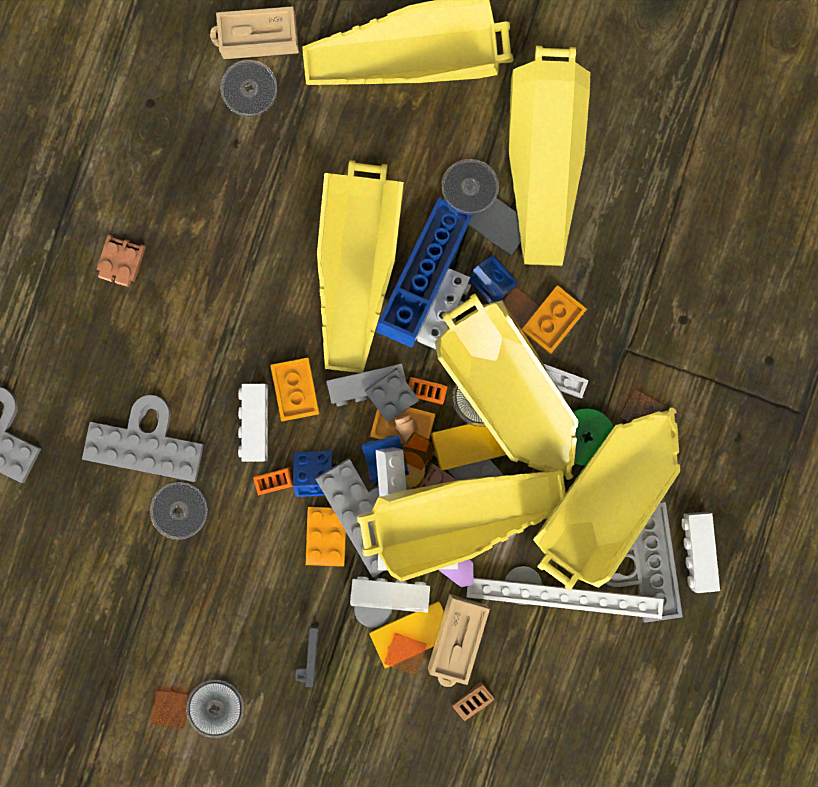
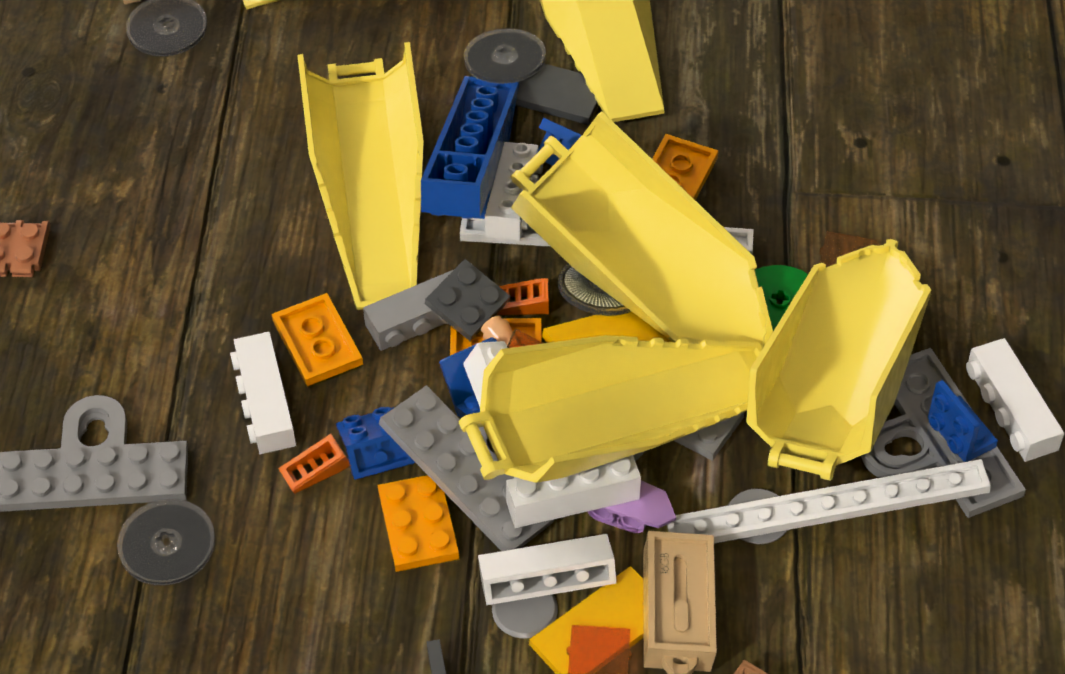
camera: 10 degrees left, 35 degrees down
(661, 569) = (959, 424): none -> blue bracket

